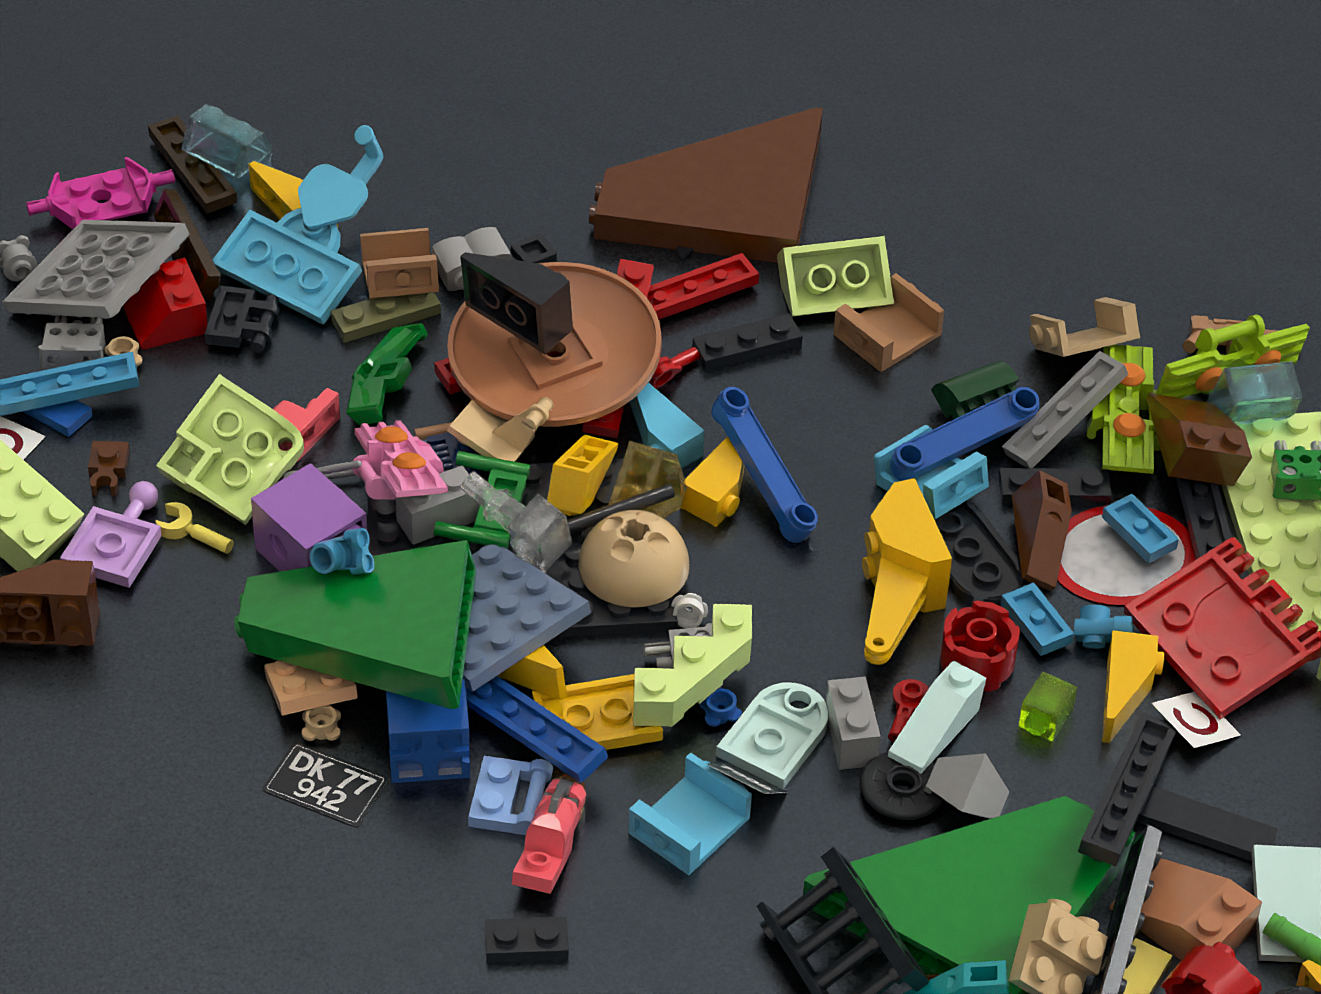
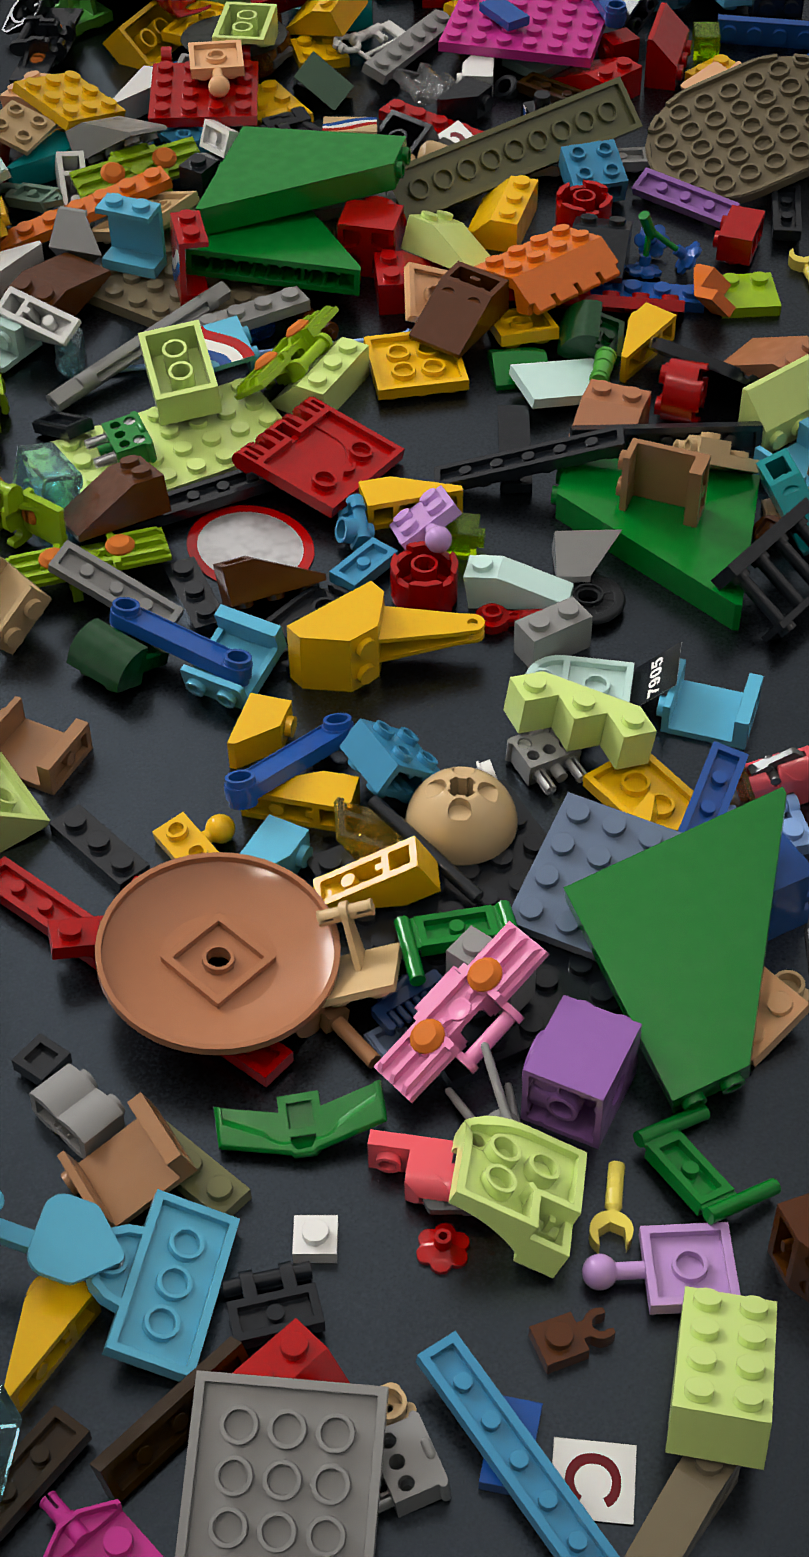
camera: 110 degrees left, 0 degrees up
(184, 578) = (691, 1173): none -> green plate
(282, 360) = (315, 1238): none -> white plate
(344, 553) = (637, 990): dark azure plate -> none
(519, 298) = (210, 949): black slope -> none
(536, 530) = (501, 867): clear brick -> none
(700, 394) = (182, 838): none -> yellow plate
(724, 527) = (388, 758): none -> dark azure brick
(832, 471) = (260, 729): none -> yellow slope
(984, 877) = (664, 476): none -> medium nougat panel
(1053, 661) = (427, 521): none -> lavender plate
(1140, 528) = (226, 530): dark azure plate -> none
(1195, 720) = (417, 464): white sticker -> none

